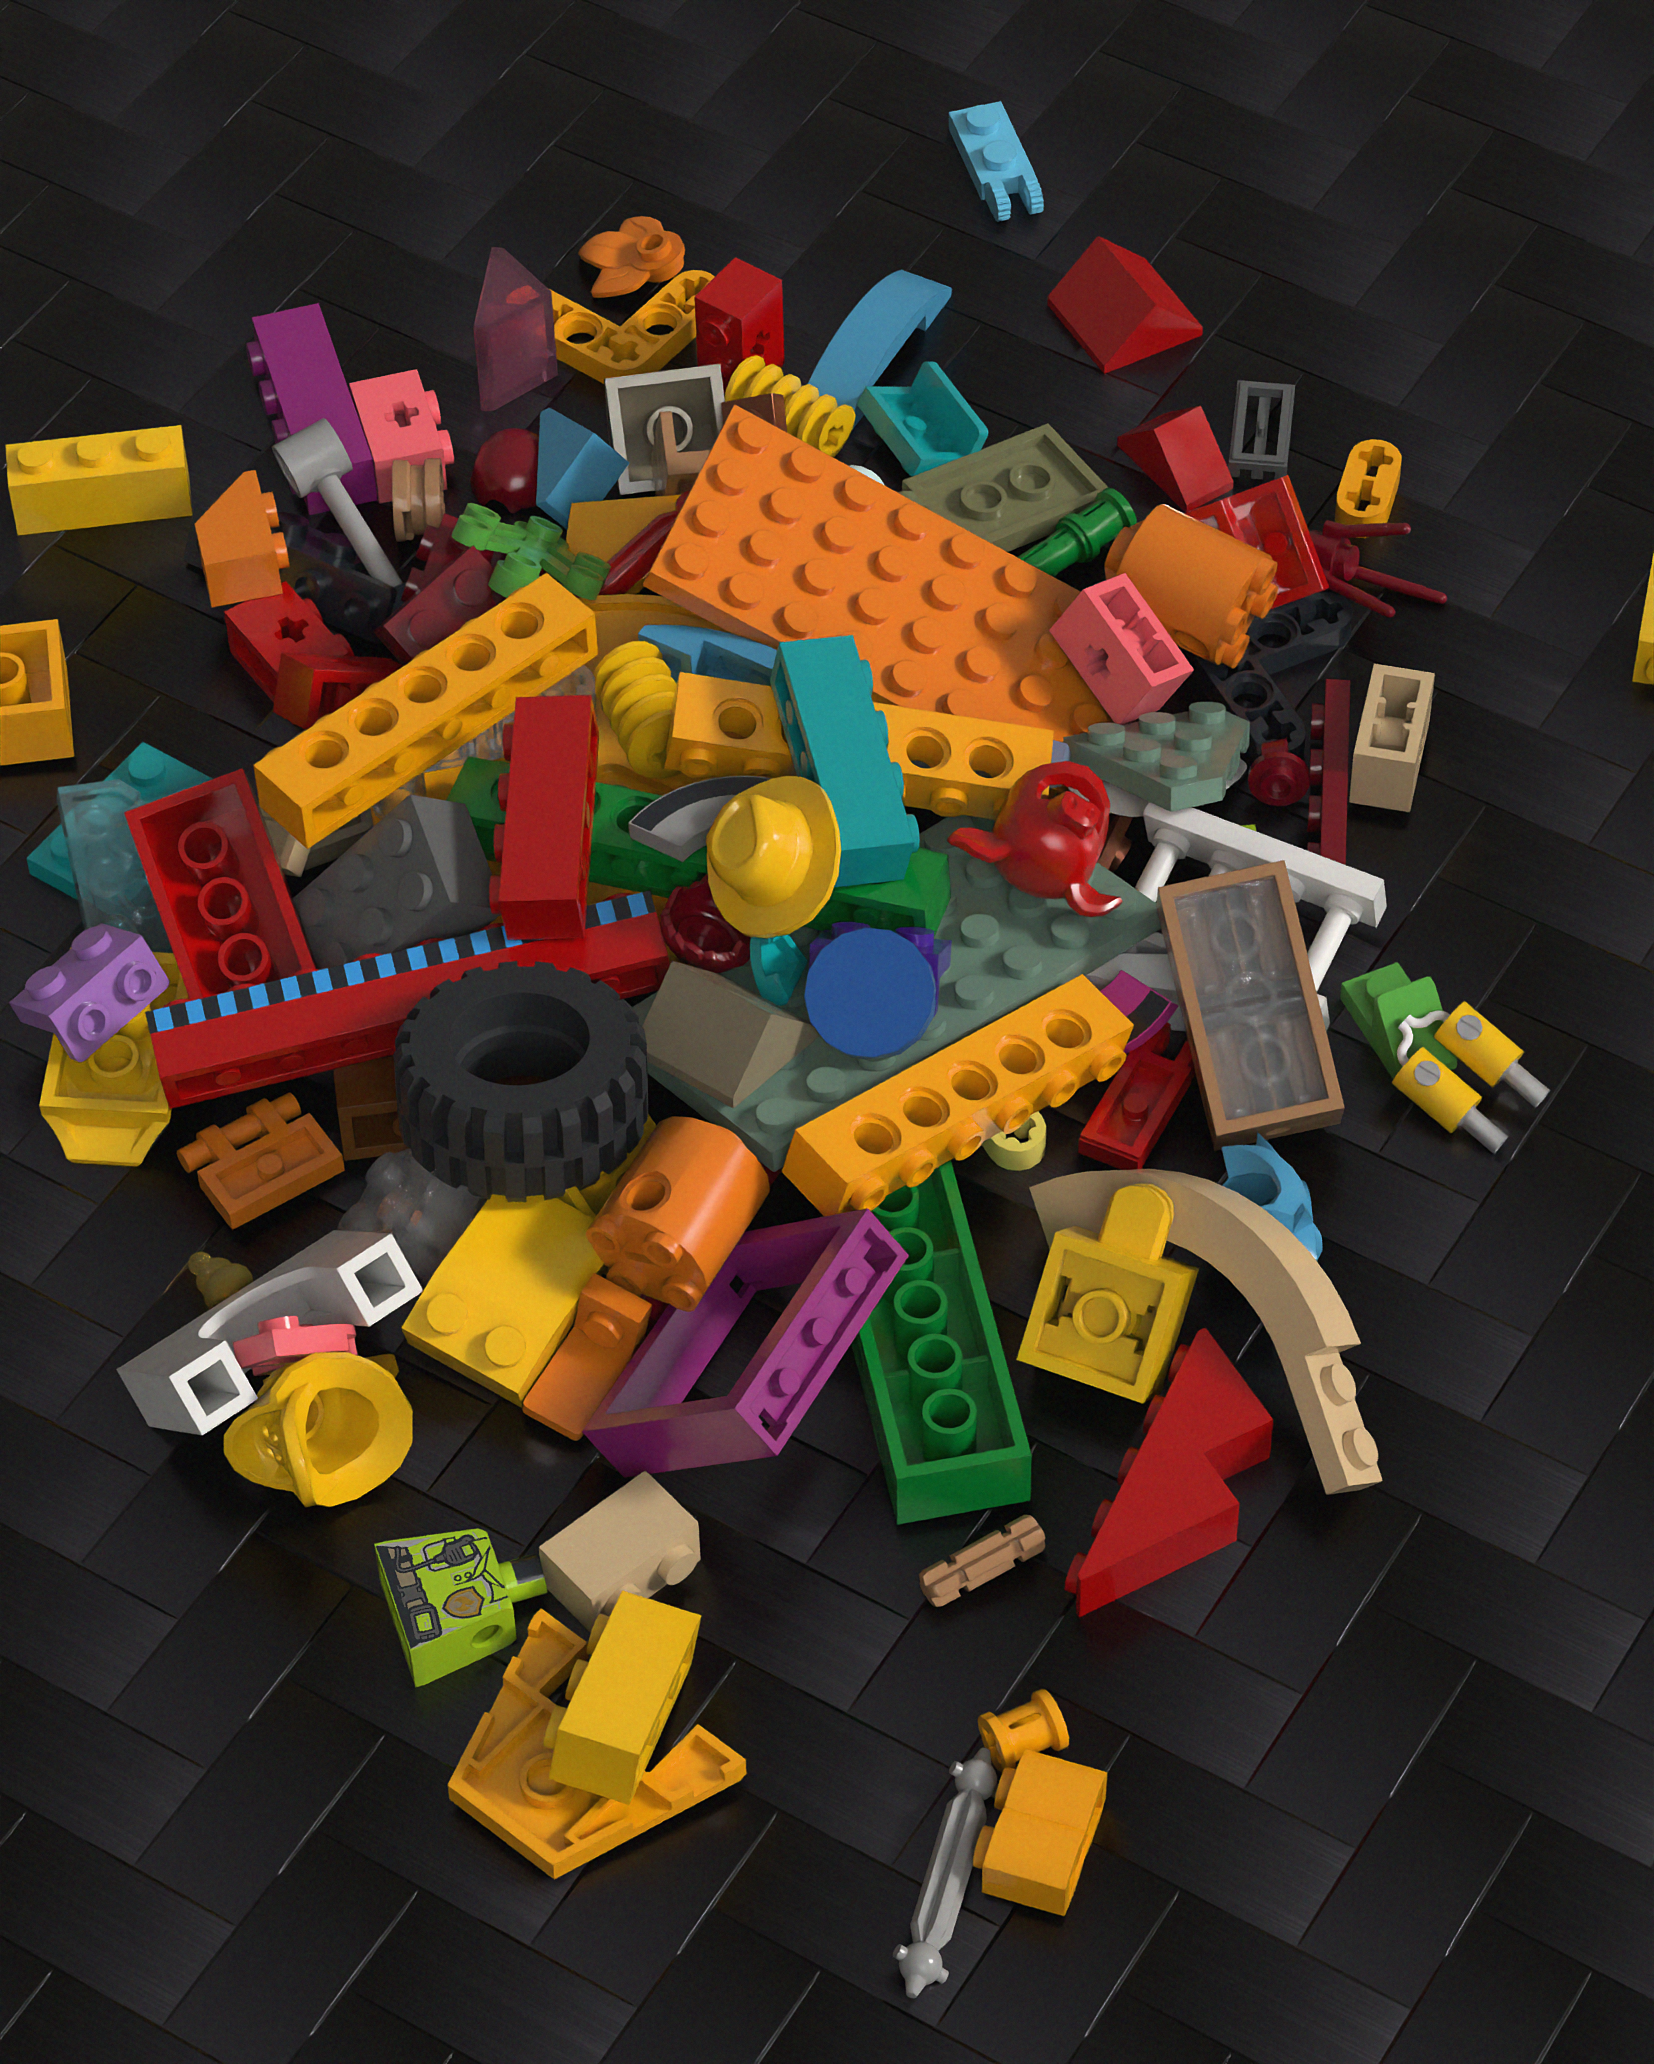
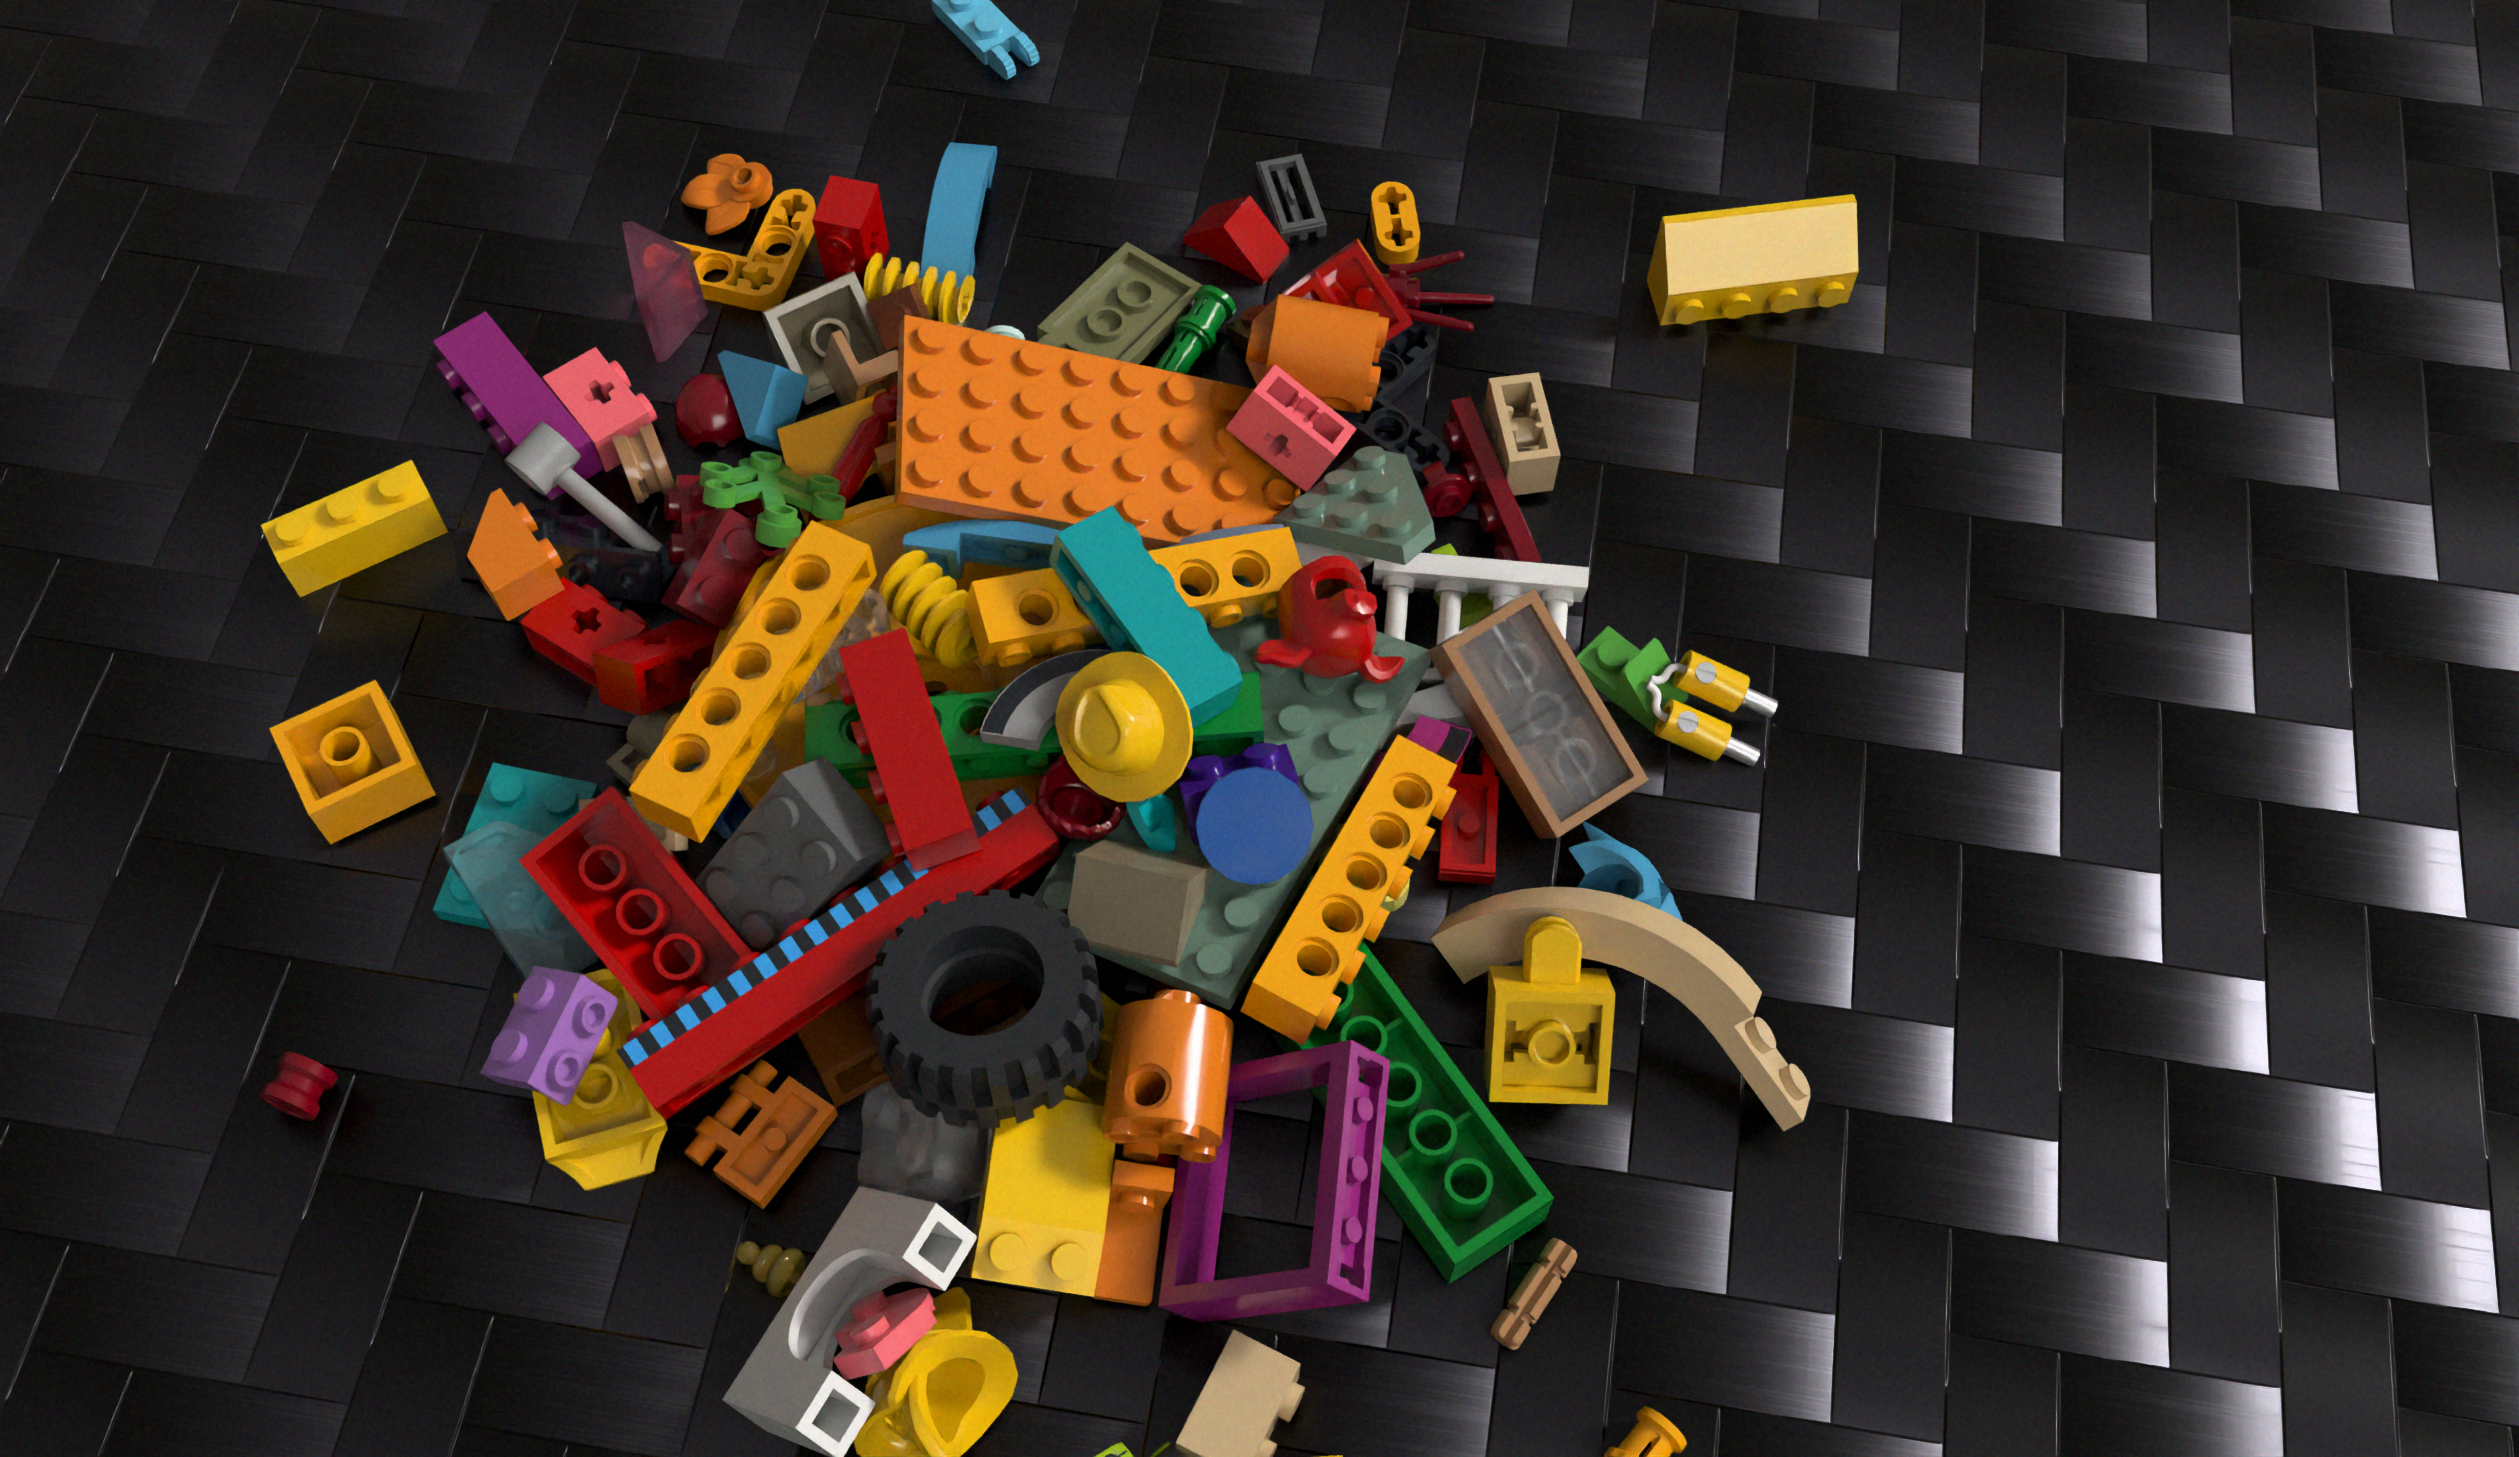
camera: 25 degrees left, 10 degrees up
(925, 421) = (1031, 269): teal bracket -> none
(1120, 307) = (1136, 127): red slope -> none
(1173, 1486) = (1659, 1172): red slope -> none

